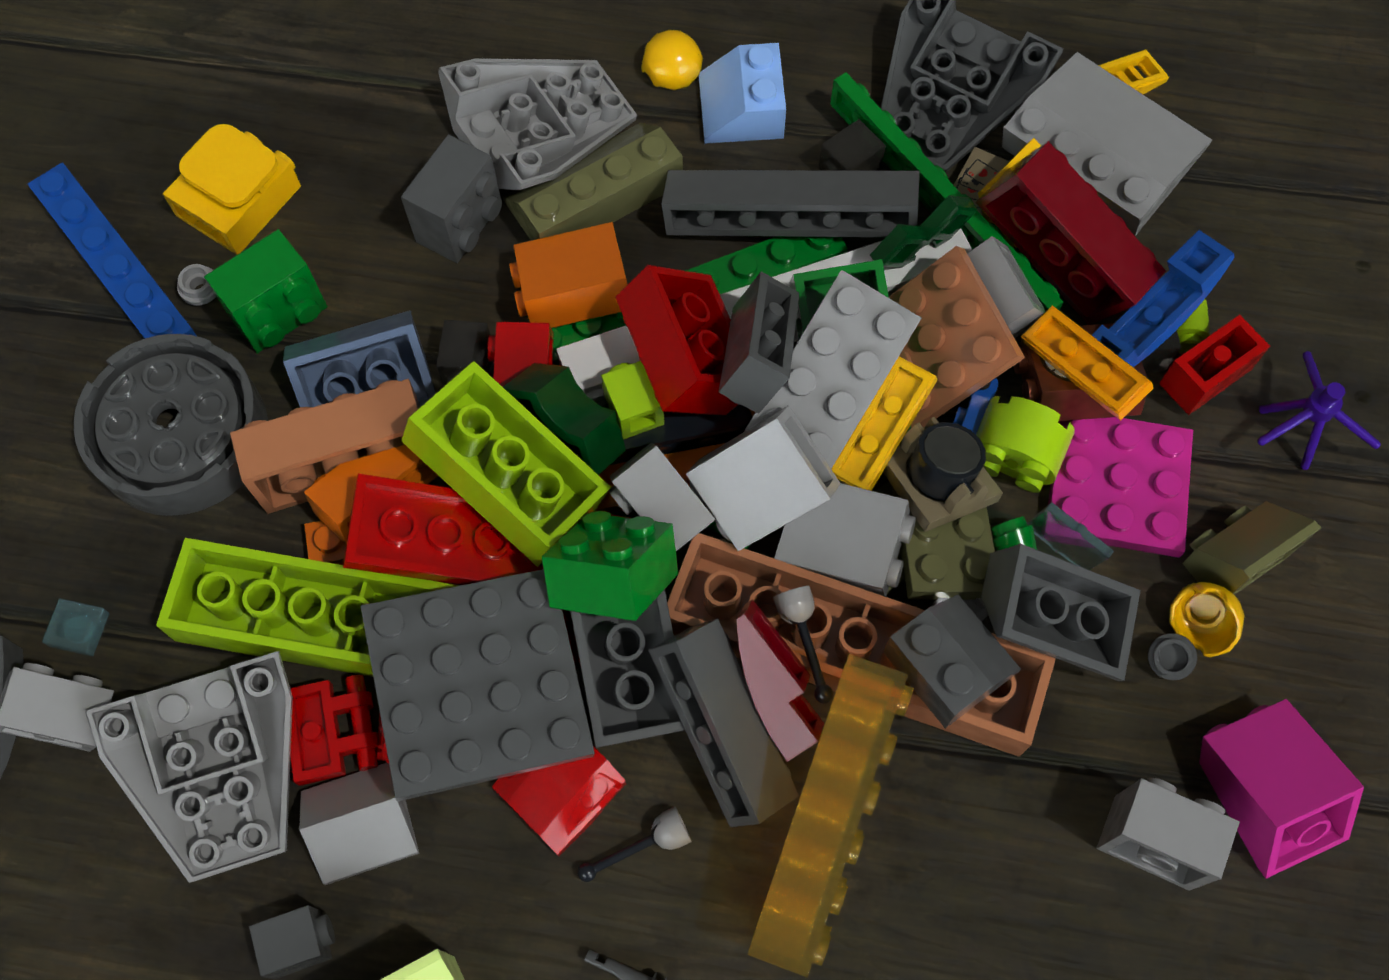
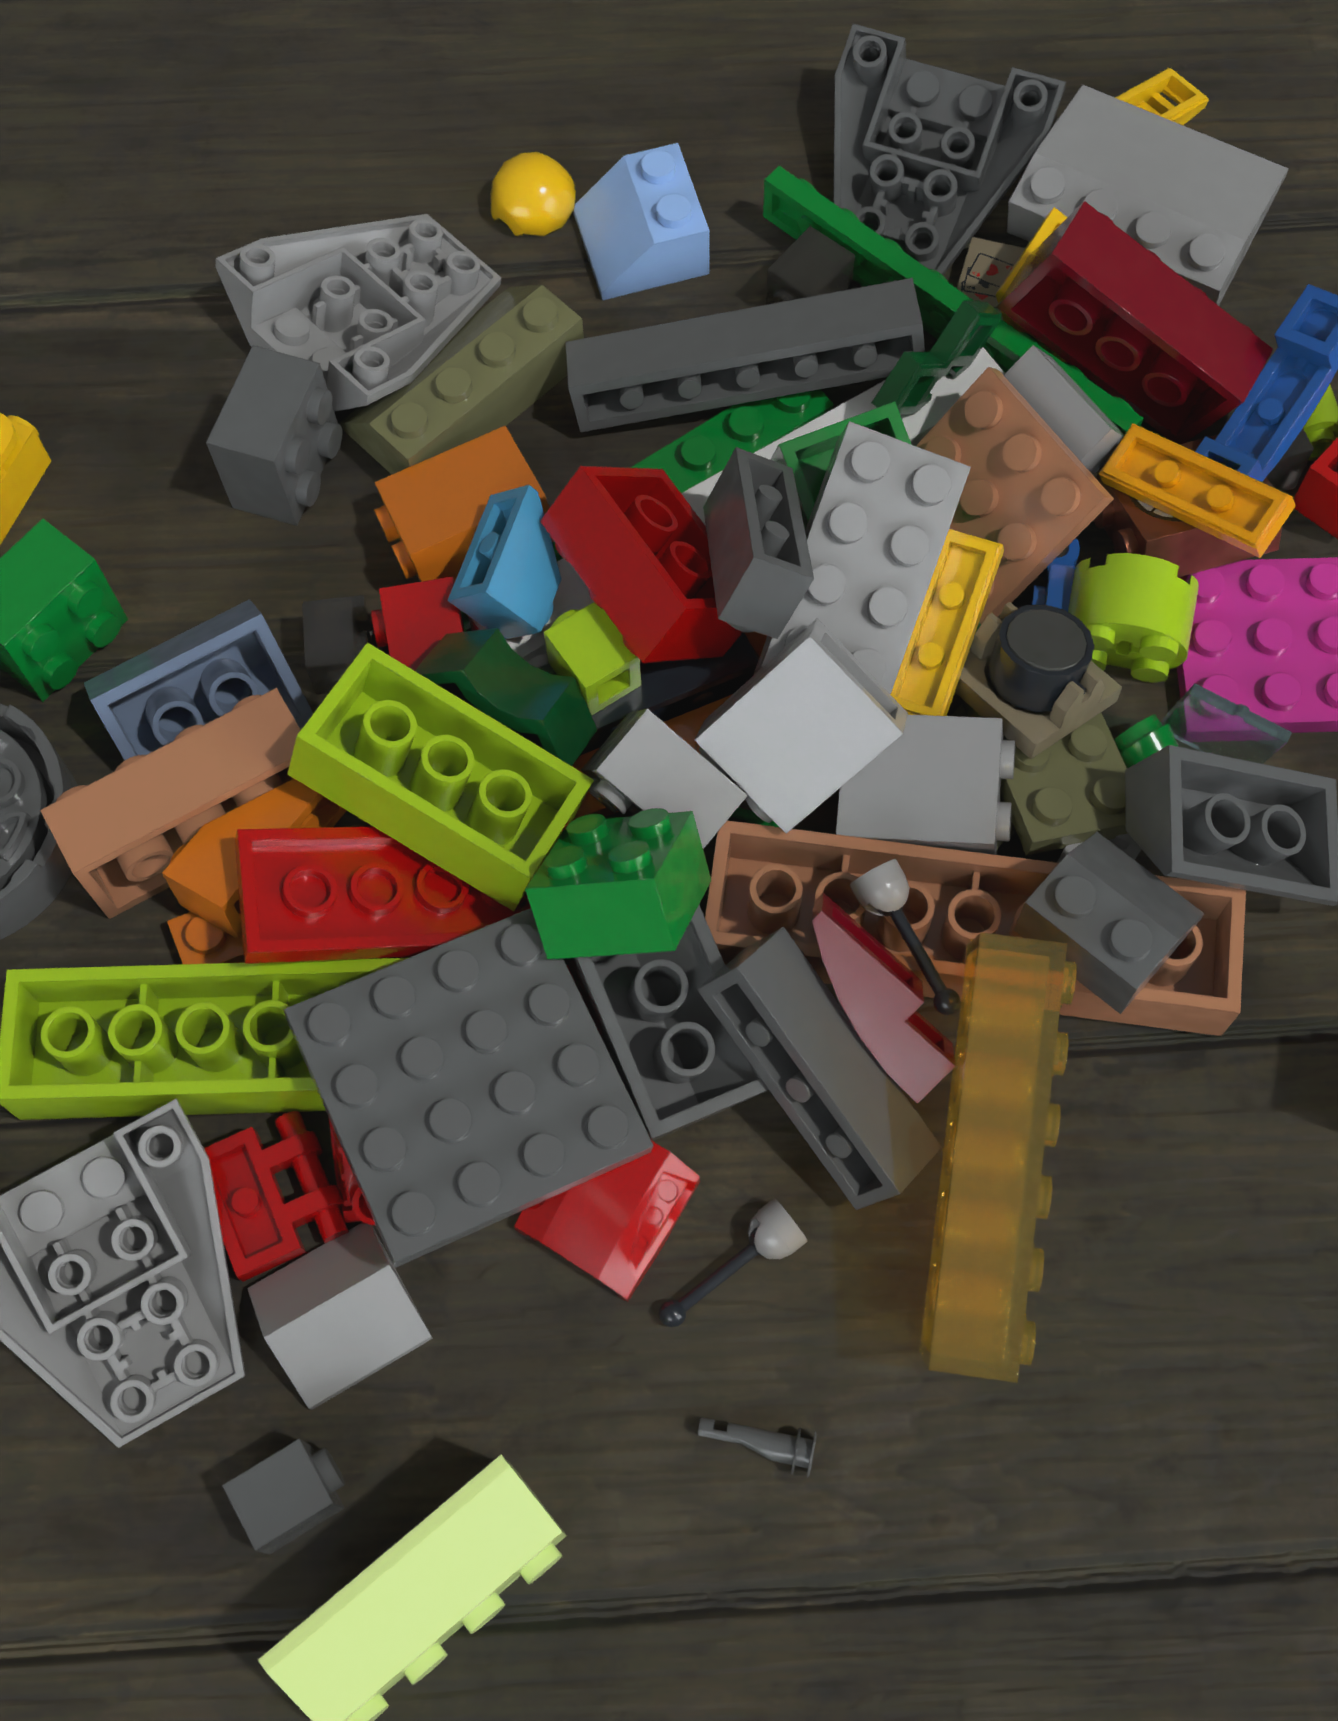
camera: 10 degrees left, 0 degrees up
(588, 324) = (509, 567): none -> dark azure slope

